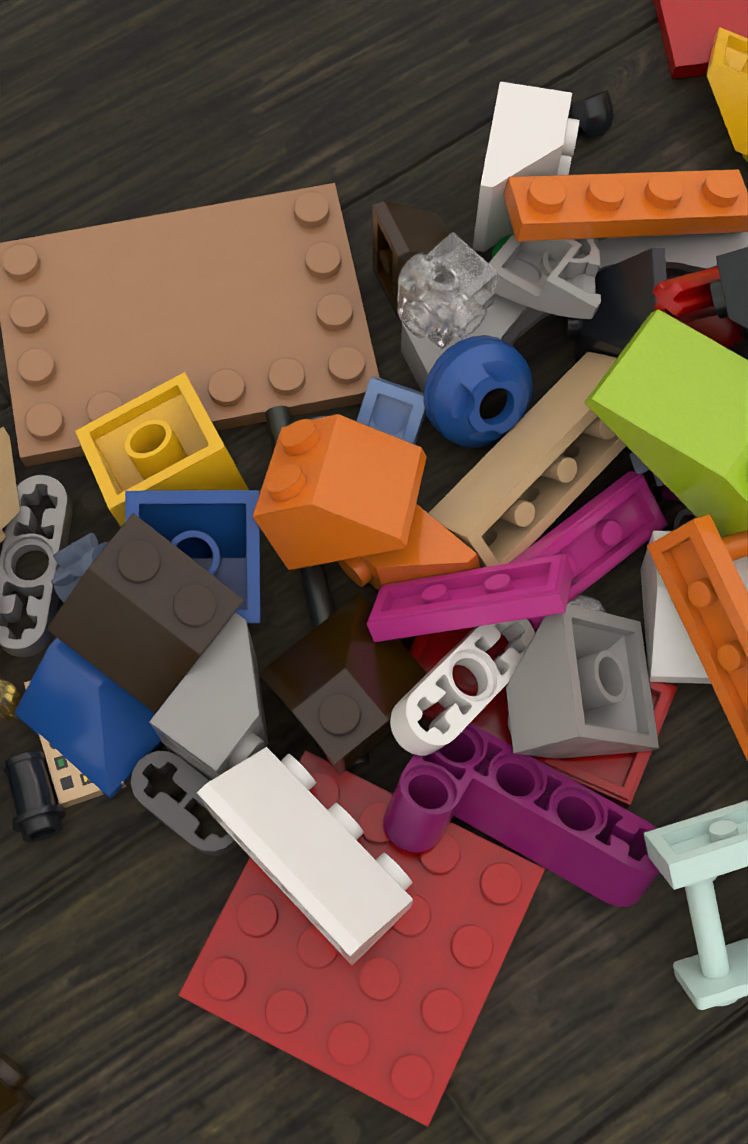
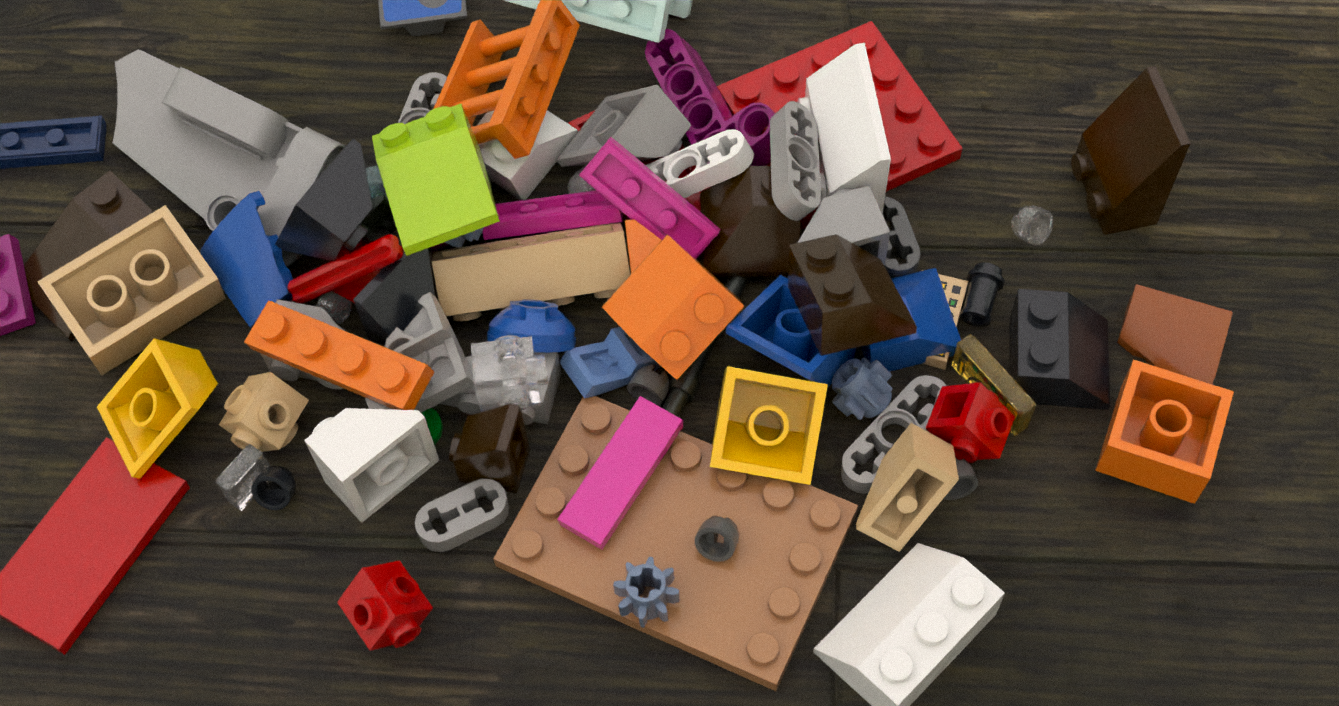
camera: 140 degrees left, 10 degrees down
(26, 939) = (1032, 217): none -> clear hinge
(128, 316) = (707, 537): none -> dark grey hinge
(157, 222) = (637, 579): none -> sand blue gear
(272, 320) = (620, 472): none -> dark pink tile
(328, 778) = (795, 183): none -> light grey beam
(391, 189) = (462, 515): none -> light grey beam
(406, 70) = (385, 605): none -> red brick
(626, 97) = (240, 474): none -> clear tile
(662, 140) = (263, 413): none -> tan brick

